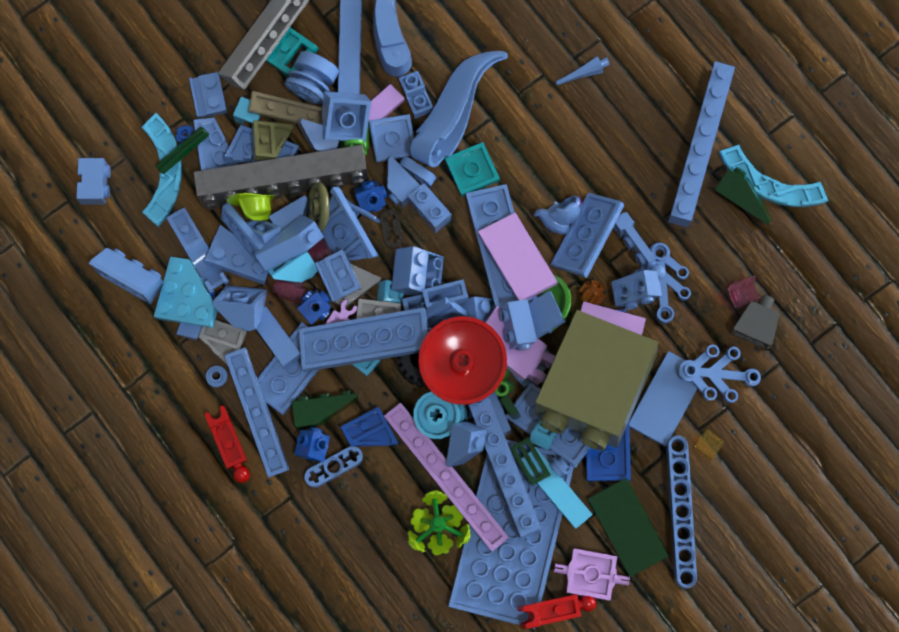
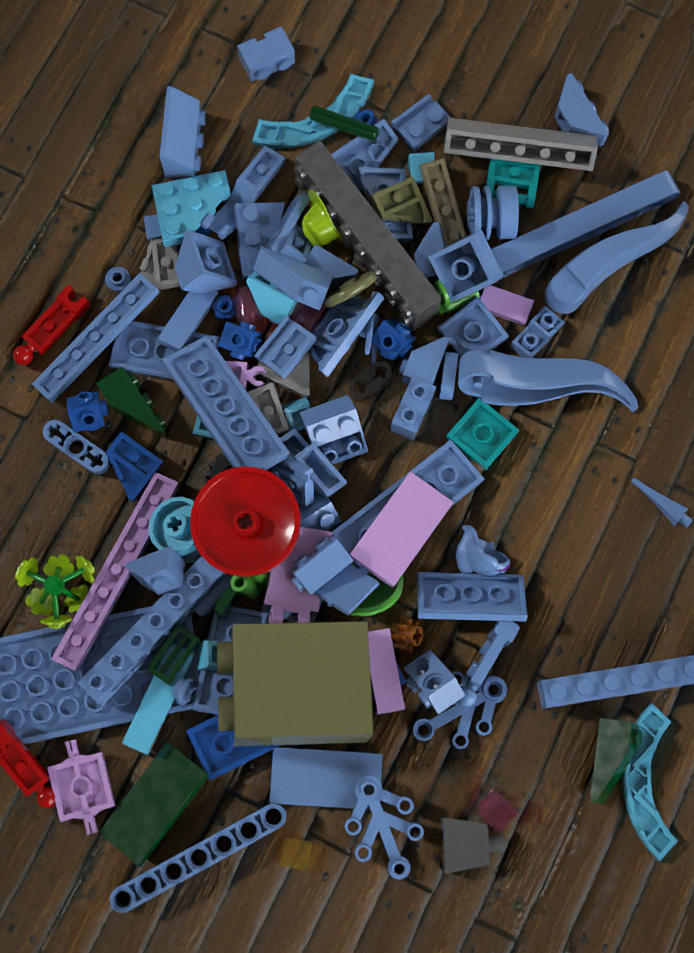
camera: 60 degrees right, 0 degrees up
(280, 312) = (224, 314): none -> blue plate

